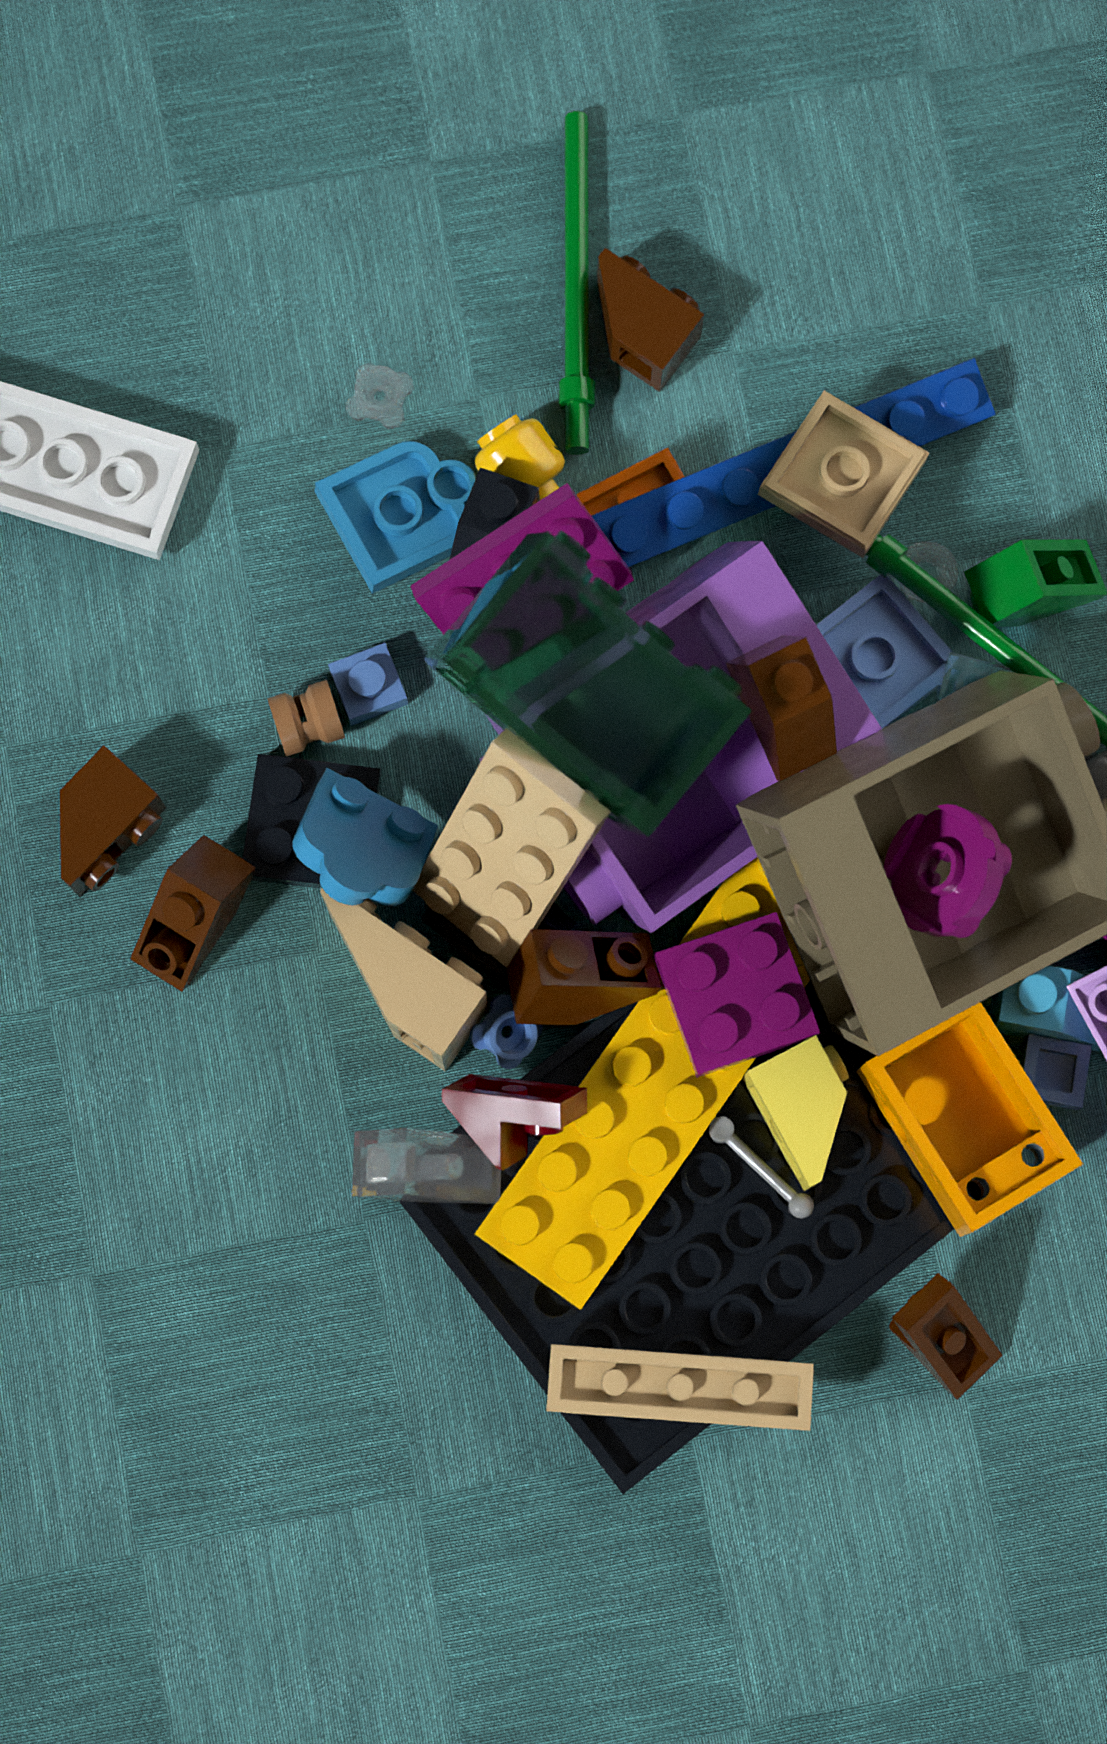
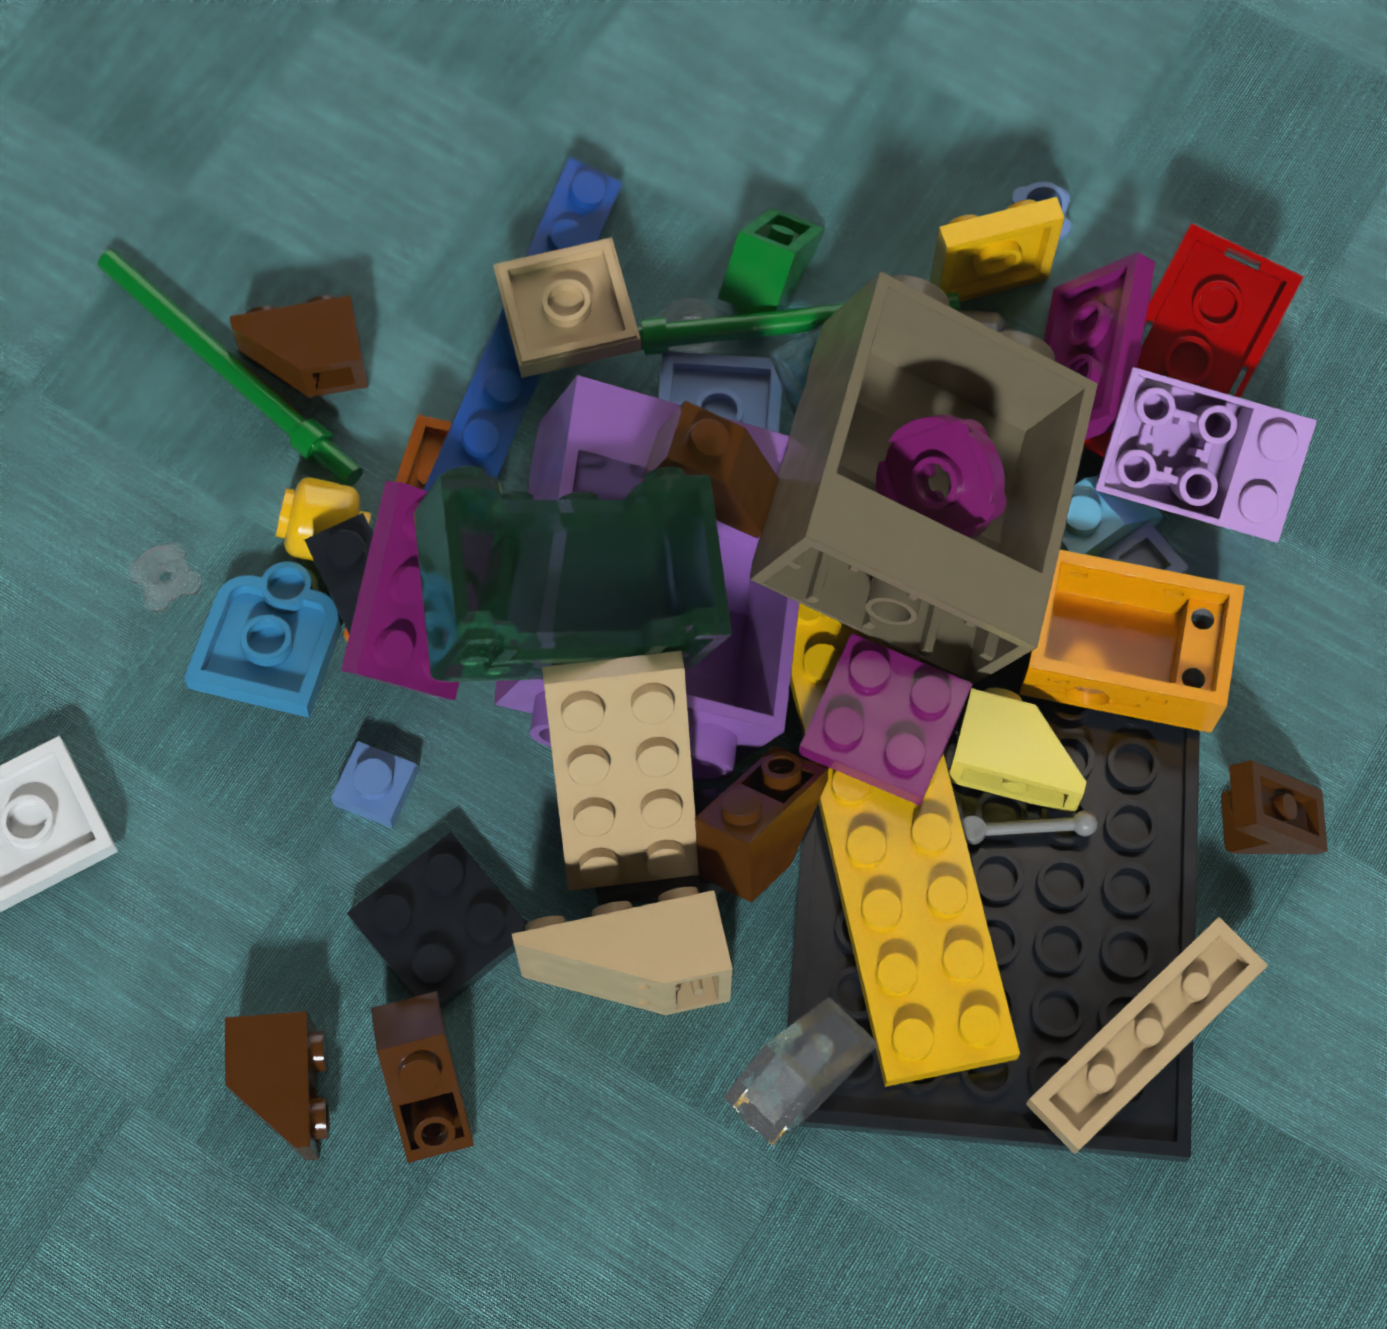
camera: 45 degrees left, 10 degrees down
(320, 713) = (356, 850): medium nougat wheel -> none
(362, 842) = (501, 884): dark azure plate -> none
(504, 1111) = (806, 971): slope -> none
(507, 1049) = (761, 920): medium blue plate -> none

